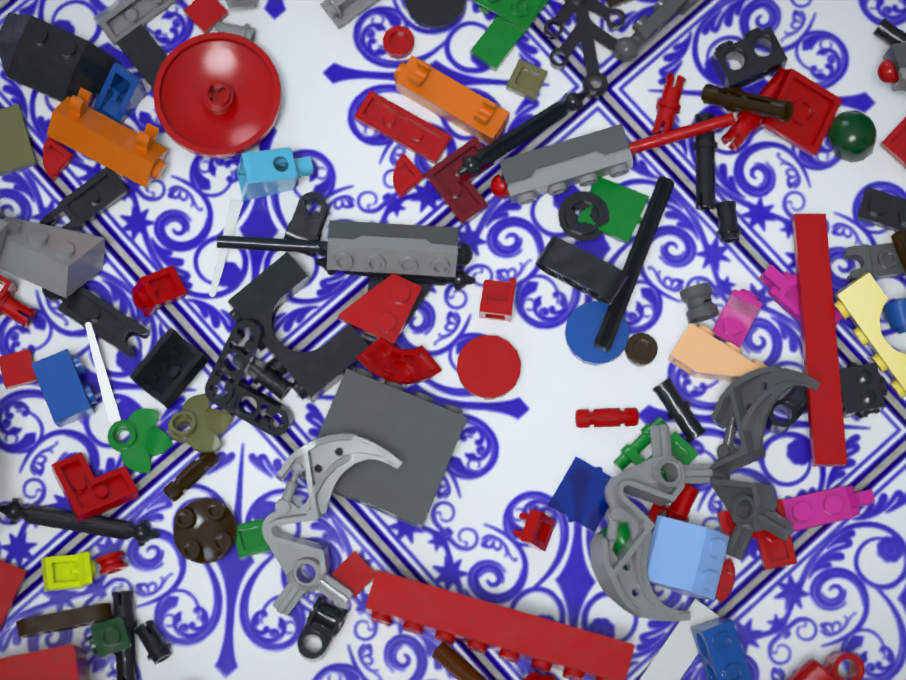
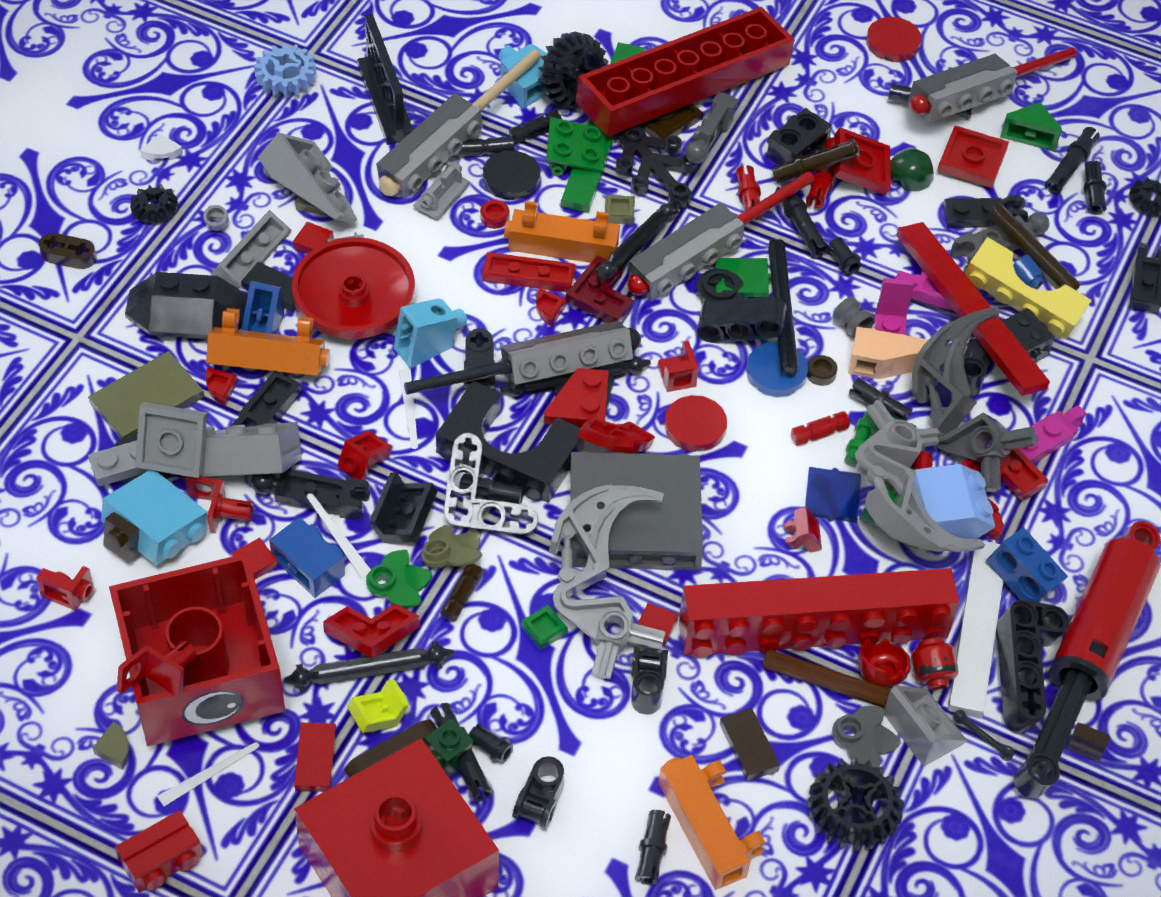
camera: 25 degrees left, 25 degrees down
(111, 563) = (418, 688): red bush -> none
(204, 530) = (497, 632): dark brown dish -> none

